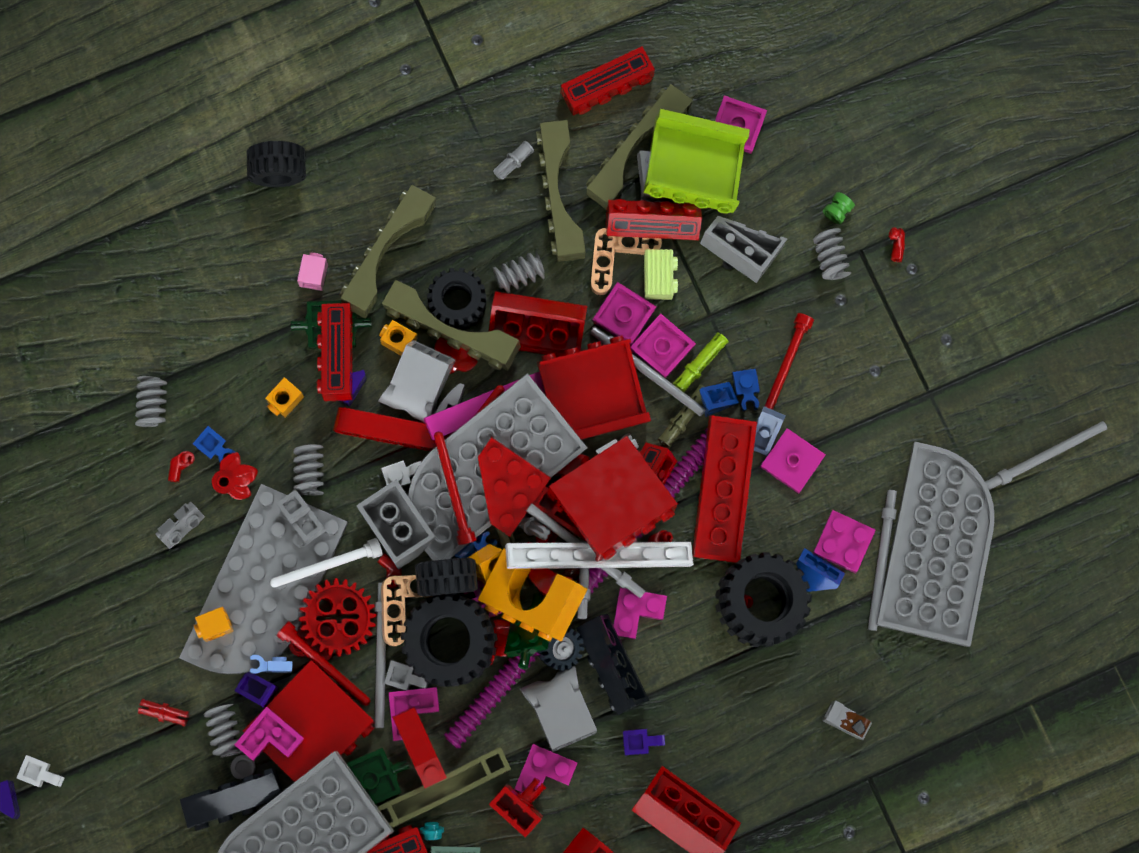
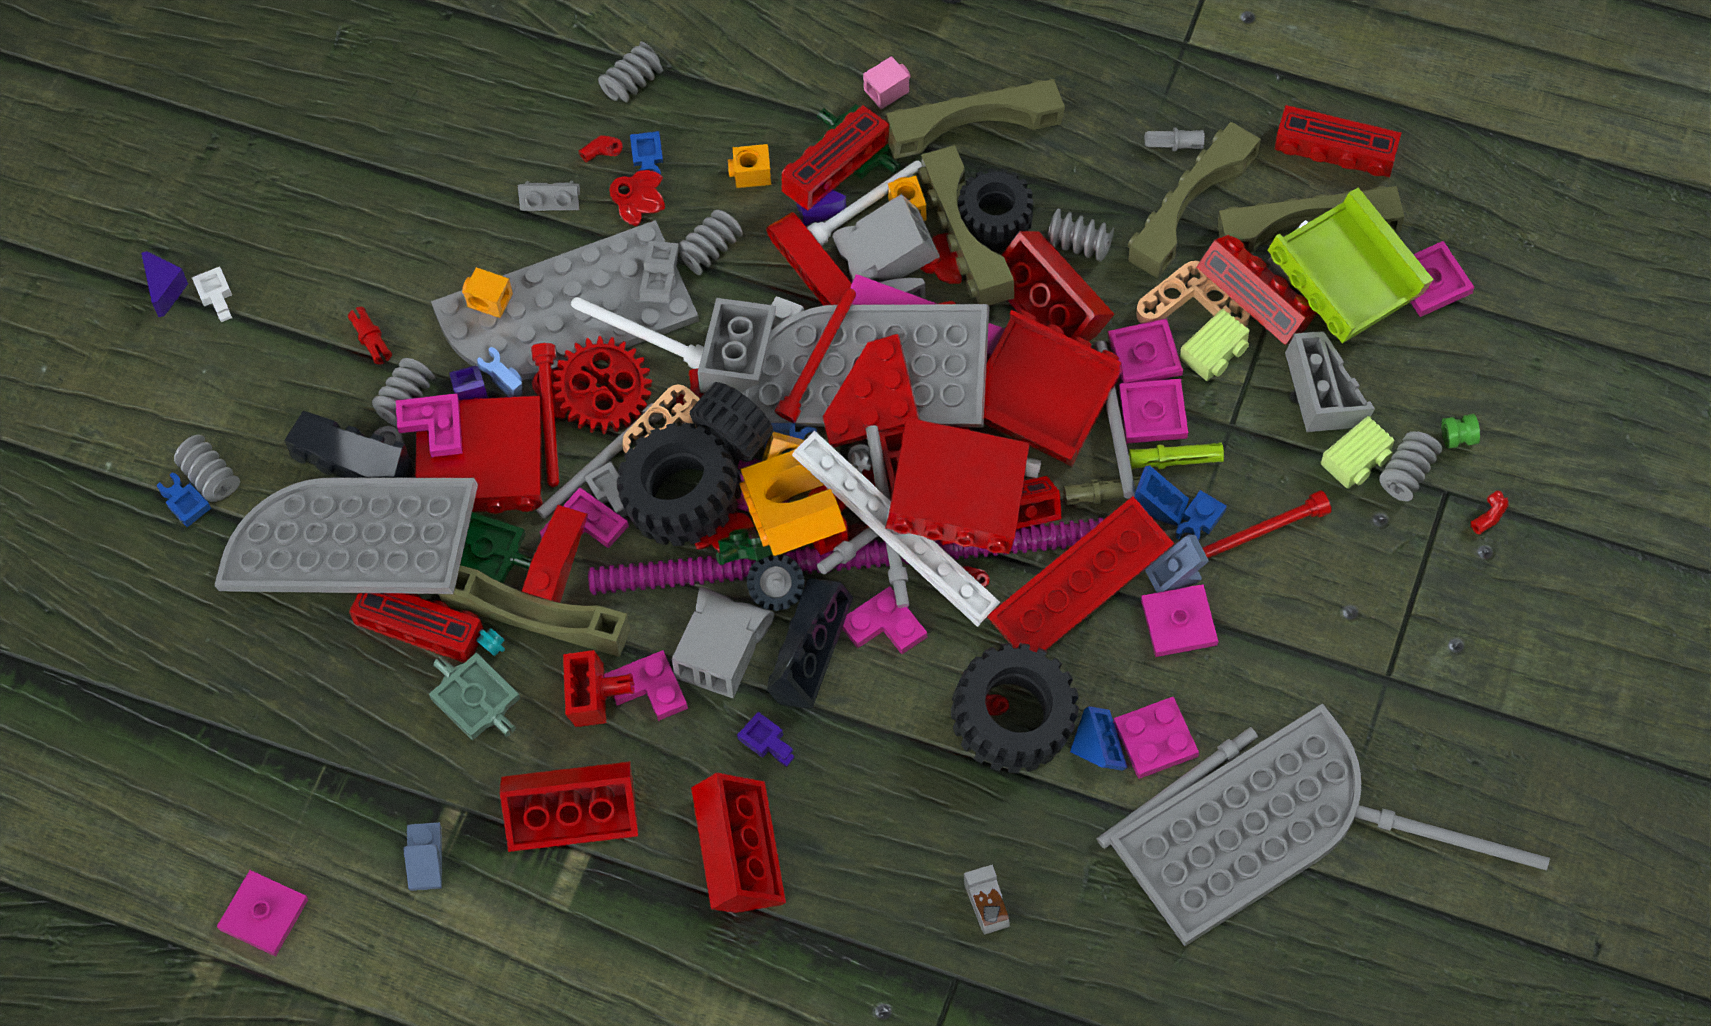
camera: 55 degrees right, 15 degrees down
(366, 402) = (822, 231): none -> white piece
(796, 271) = (1358, 453): none -> yellowish green brick

